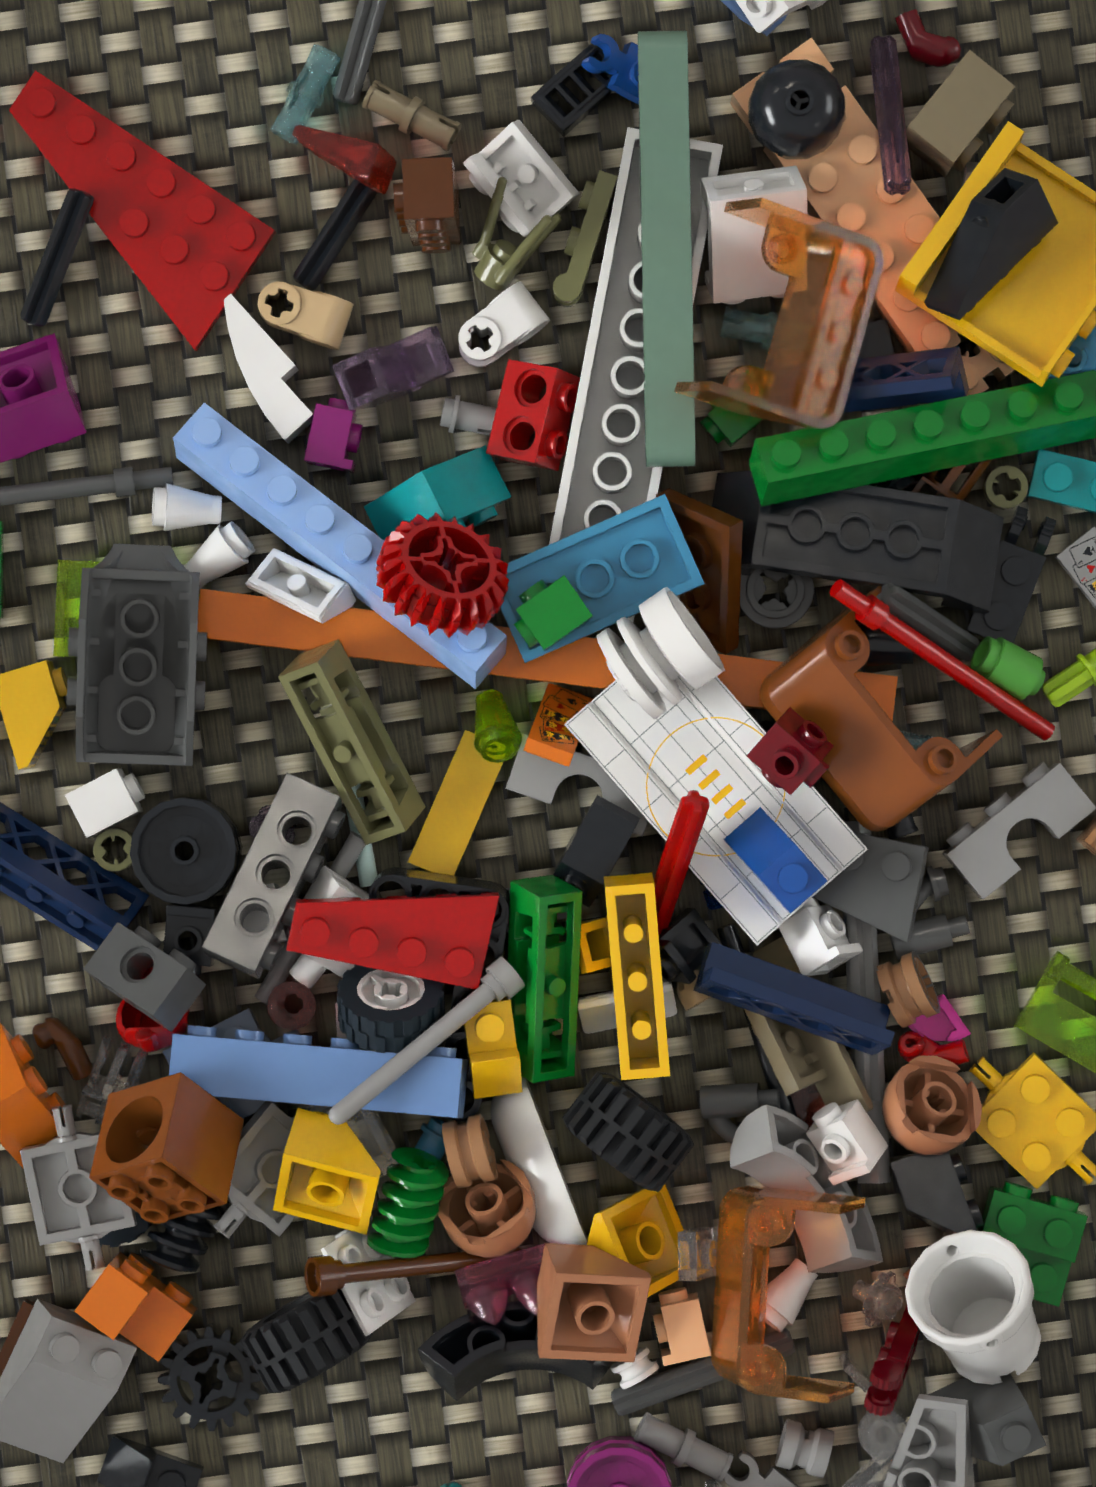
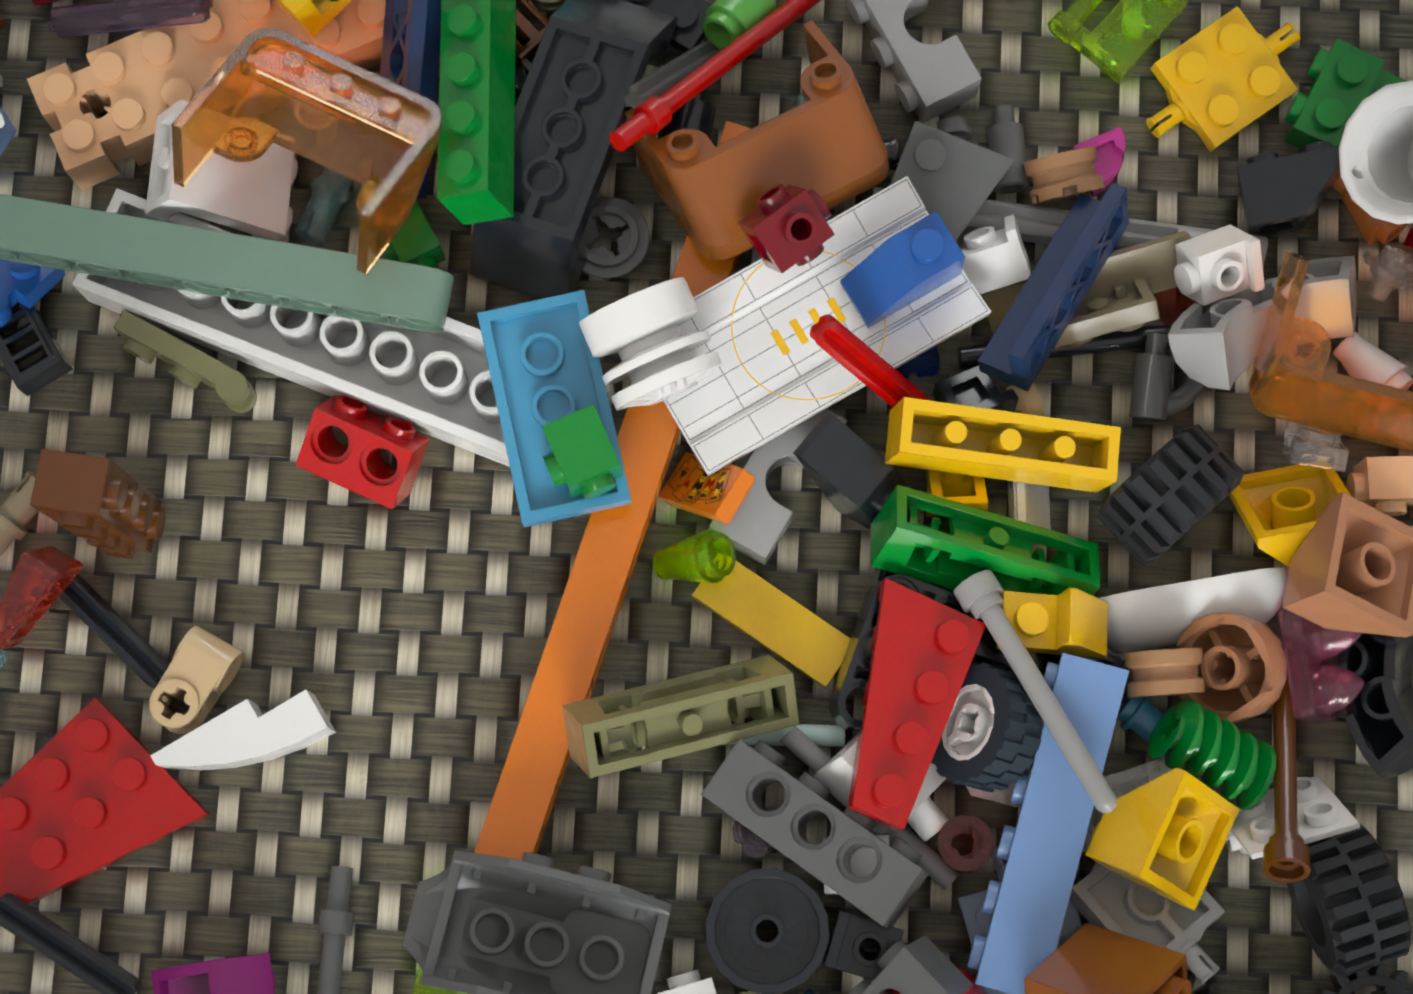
camera: 75 degrees left, 10 degrees down
(184, 508) = (380, 860): white cone -> none
(221, 553) = (439, 826): white cone -> none
(301, 587) = (495, 740): white slope -> none
(319, 532) = (456, 687): light blue brick -> none
(333, 436) = (338, 675): magenta brick -> none
(393, 370) = (280, 592): clear purple brick -> none
(442, 574) = (513, 564): red gear -> none
(458, 487) = (432, 572): teal brick -> none
(467, 416) = (349, 525): light grey pin -> none
(504, 260) = (188, 453): olive plant -> none
(507, 320) = (257, 464): white piece -> none
(533, 179) = (106, 413): white bracket -> none
(717, 551) = (547, 270): reddish brown wing -> none
(788, 129) = (95, 100): black cylinder -> none
(914, 1045) = (1138, 171): red arm -> none
(930, 1106) = (1195, 174): nougat cylinder -> none

